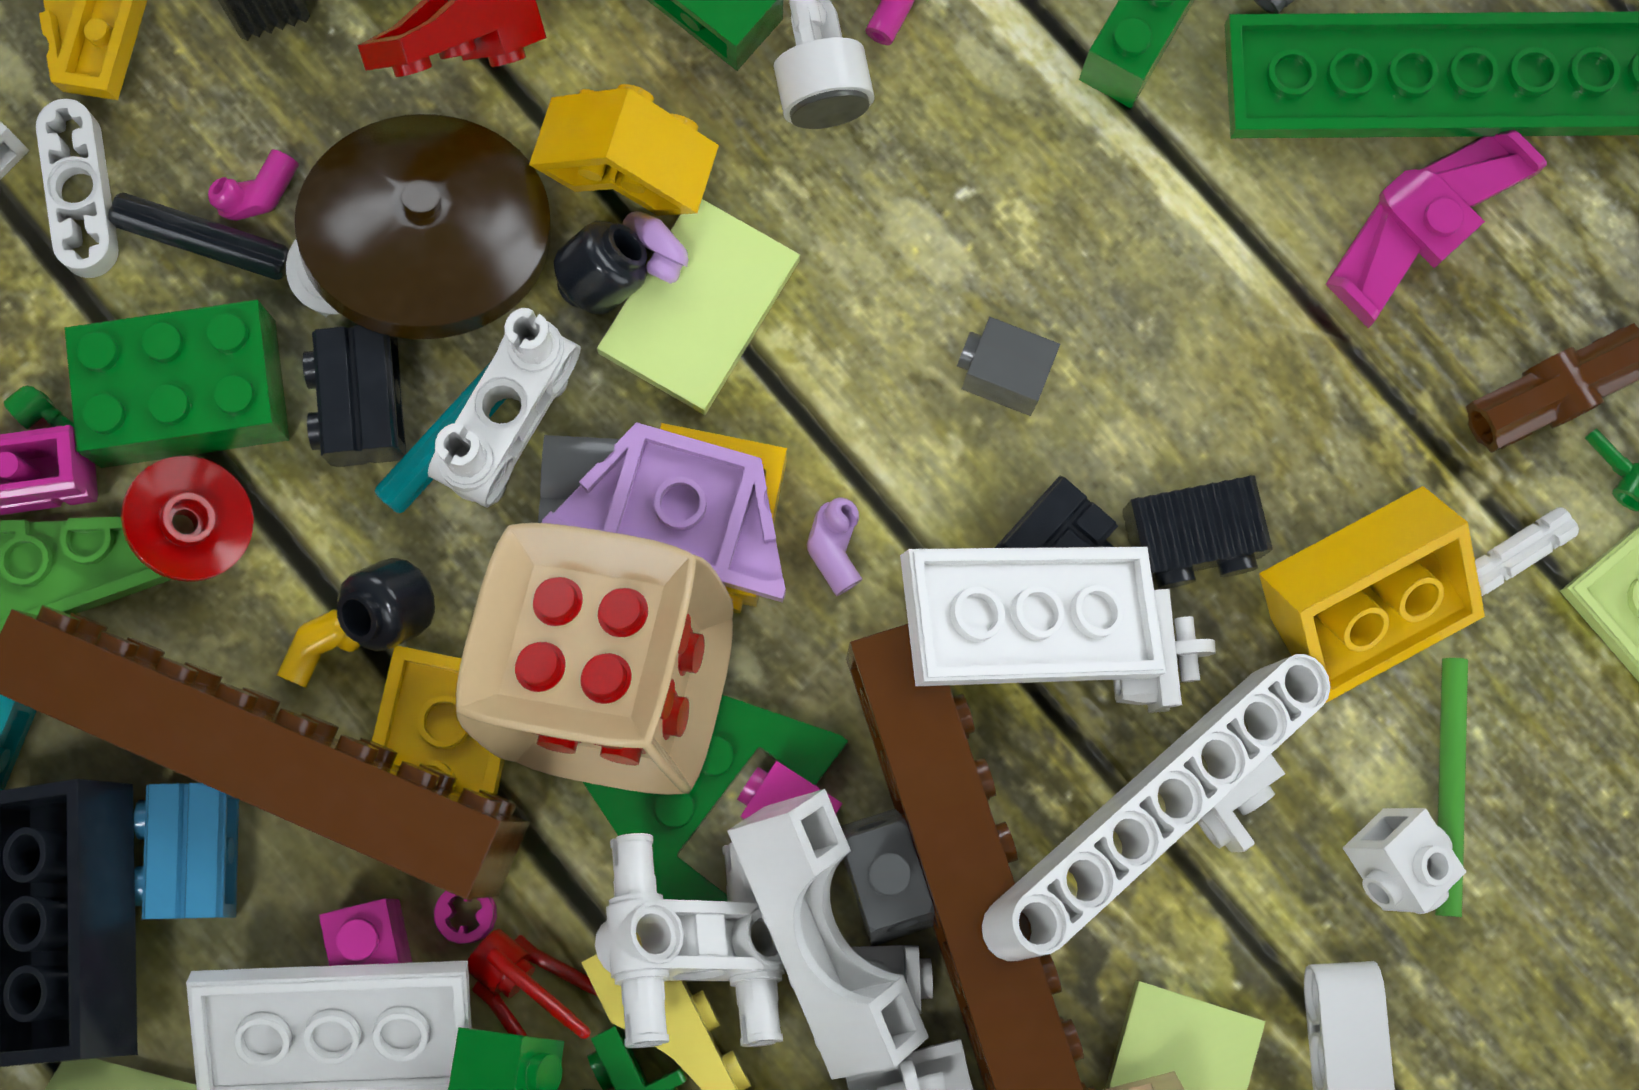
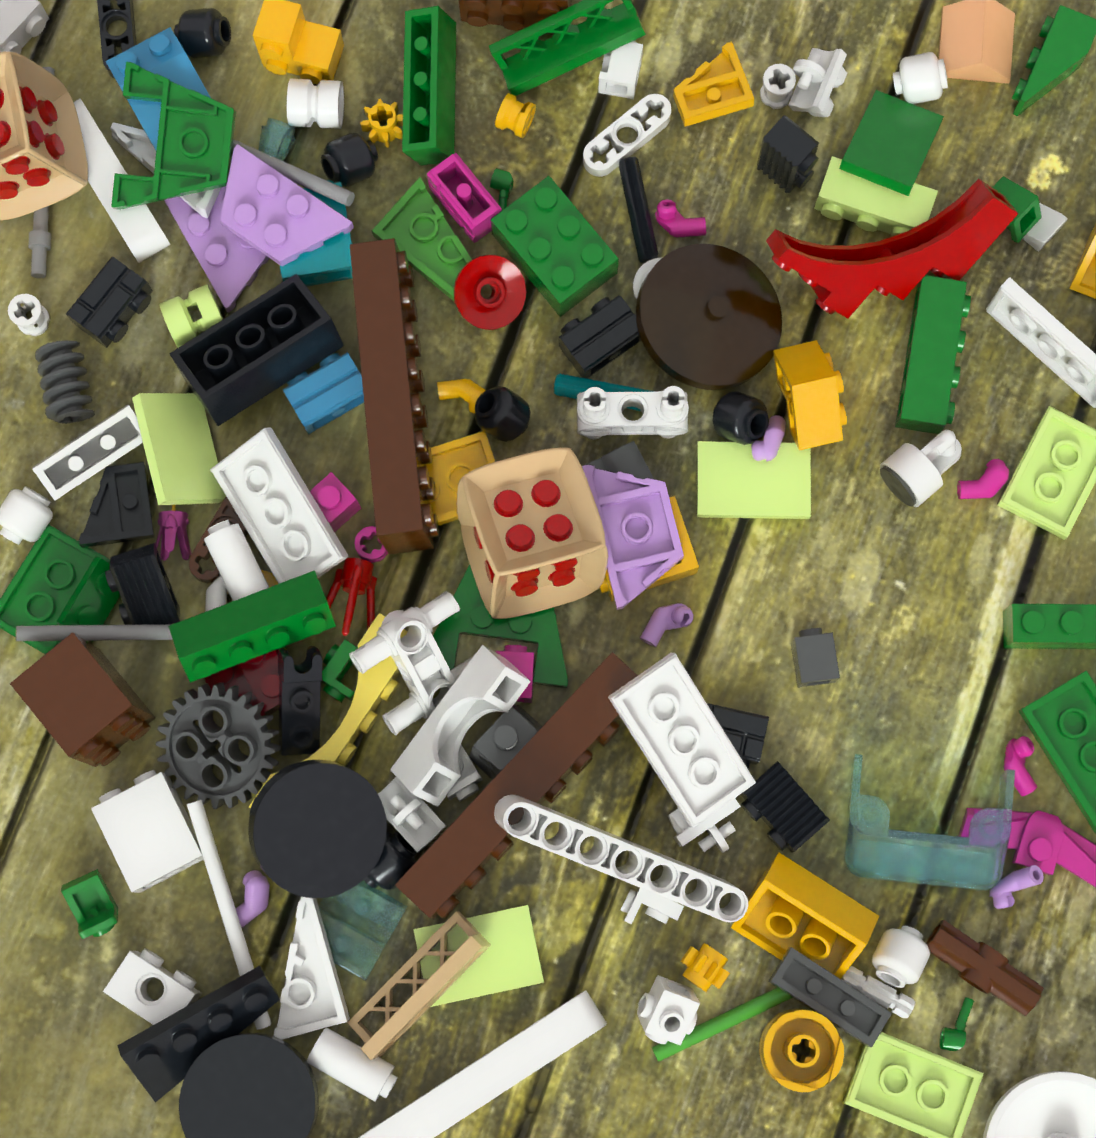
camera: 70 degrees right, 0 degrees up
(1304, 185) = (1015, 759): none -> dark pink arm
(1329, 437) = (927, 858): none -> clear light blue windscreen
(1367, 772) = (705, 967): none -> yellow gear
(1465, 277) = (1014, 882): none -> lavender arm
(1492, 489) = (900, 956): none -> white head
(1501, 619) = (830, 997): none -> dark grey plate
(1584, 722) = (812, 1070): none -> yellow brick

